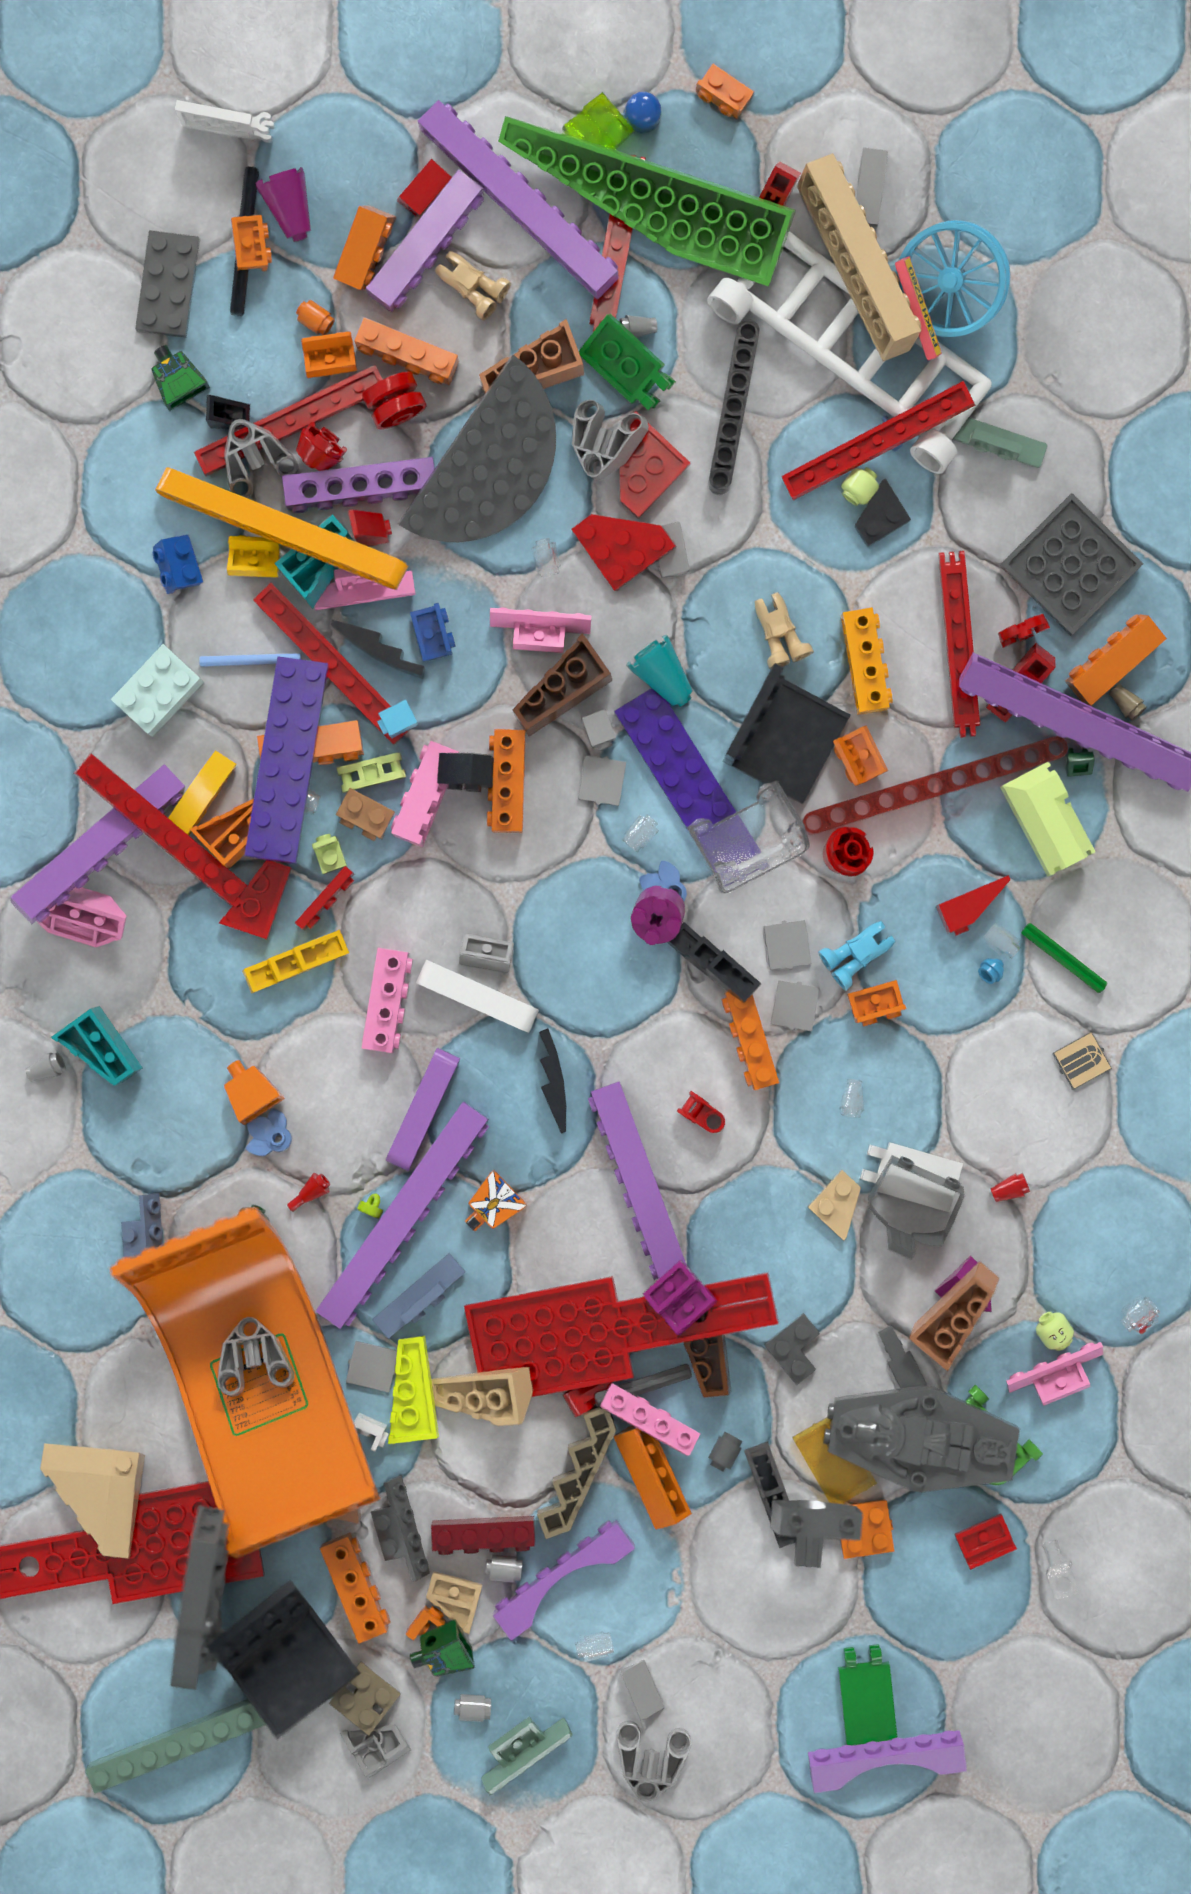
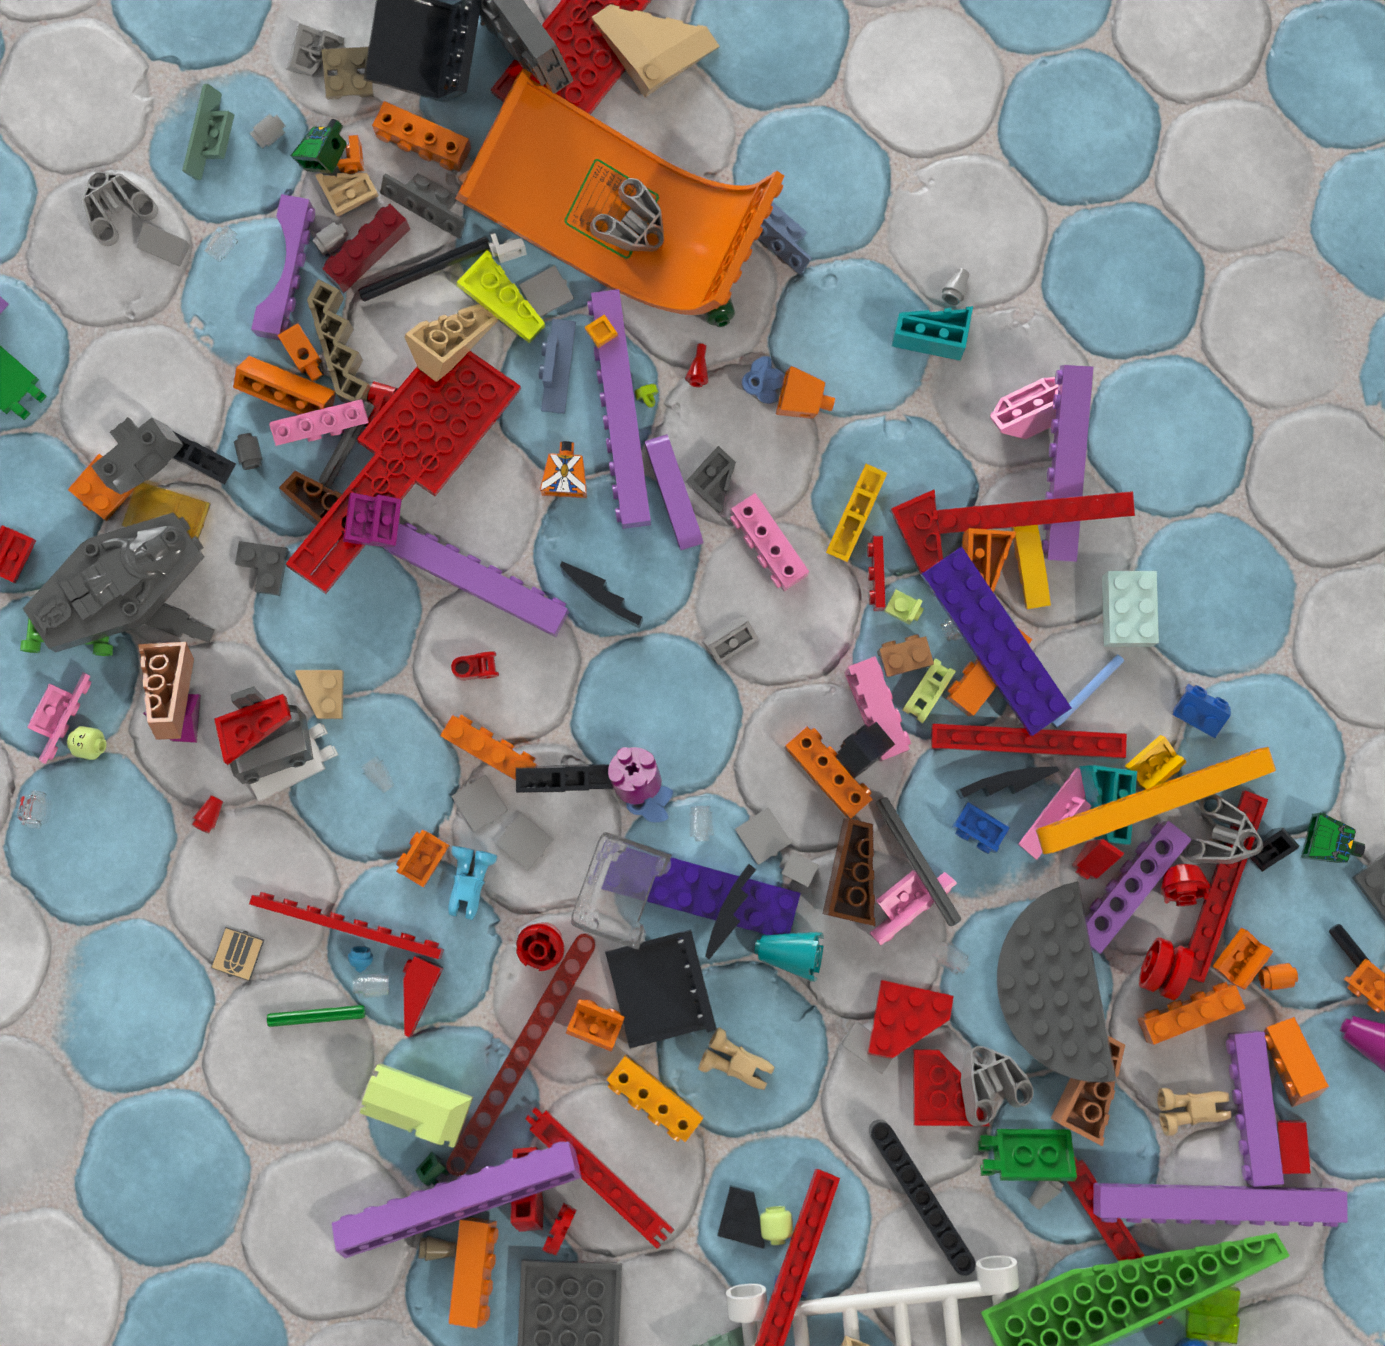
camera: 135 degrees right, 5 degrees down
(361, 1289) = (601, 331): none -> light orange tile
(381, 1092) = (713, 478): none -> dark grey wing
(397, 719) = (946, 742): medium azure brick -> none
(451, 1475) = (424, 269): none -> black axle
(477, 996) = (709, 603): white beam -> none
(504, 651) = (918, 861): none -> dark grey axle
(609, 1504) = (298, 344): none -> orange torso
(691, 741) = (726, 921): none -> black slope
(917, 1222) = (250, 725): none -> red wing
(985, 1013) = (337, 922): none -> red plate

